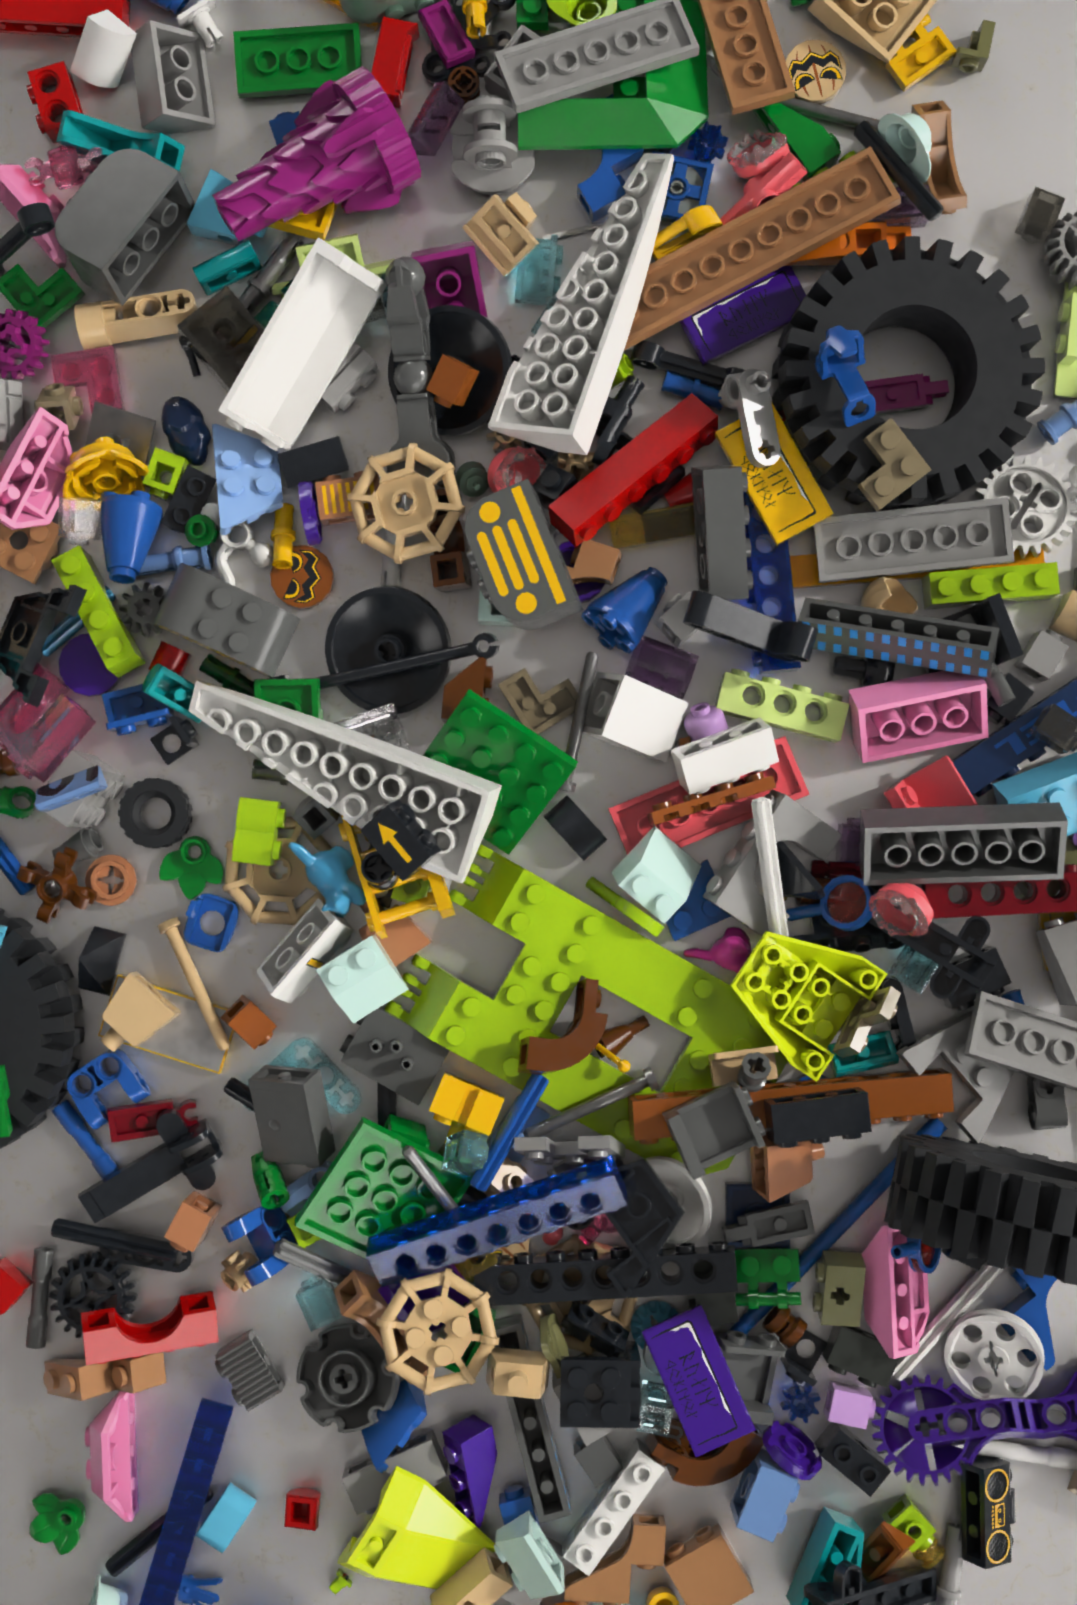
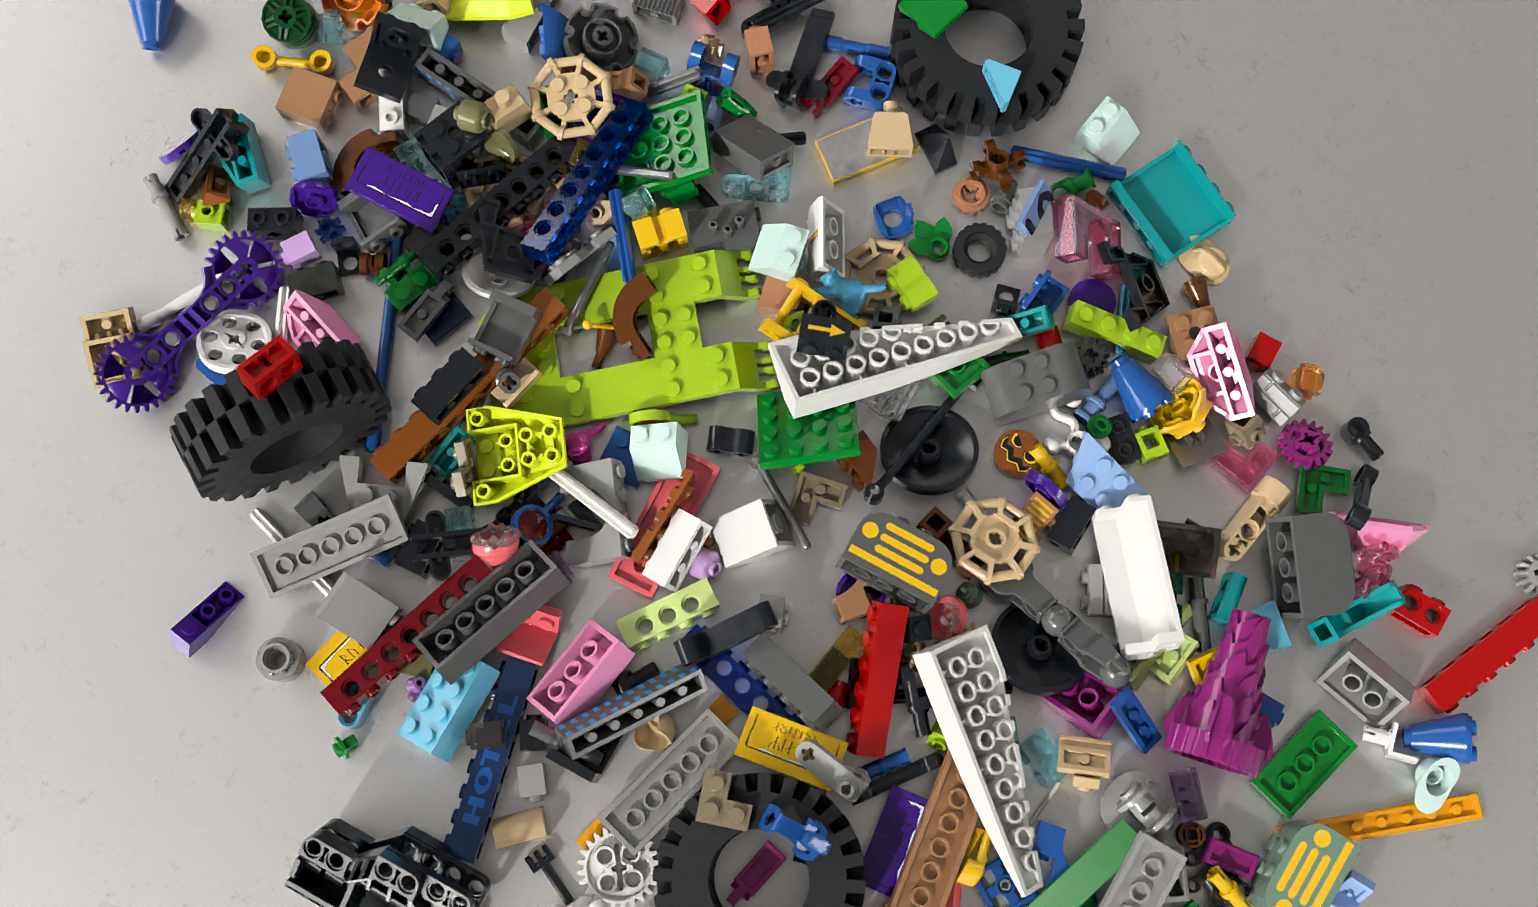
camera: 140 degrees right, 10 degrees down
(103, 50) = (1421, 662): white brick -> none
(170, 927) = (872, 177): tan bar -> none
(186, 430) = (1162, 481): dark blue arm -> none
(249, 1022) = (822, 179): dark orange brick -> none
(394, 56) = (1247, 811): red window -> none
(423, 225) = (1135, 720): none -> blue plate
(452, 381) = (1032, 636): dark orange brick -> none
(471, 1461) = (493, 52): dark purple slope -> none
(564, 1391) = (472, 116): none -> olive head
(581, 1550) = (392, 47): none -> black bracket
(626, 610) = (809, 593): blue cone -> none
(662, 666) = (761, 576): clear purple brick -> none
(782, 1170) = (443, 342): nougat torso -> none
(844, 1304) = (356, 308): olive brick -> none
(971, 586) = (599, 797): lime arch -> none
(987, 1512) = (171, 256): black piece -> none
(1030, 1250) = (269, 367): none -> red brick

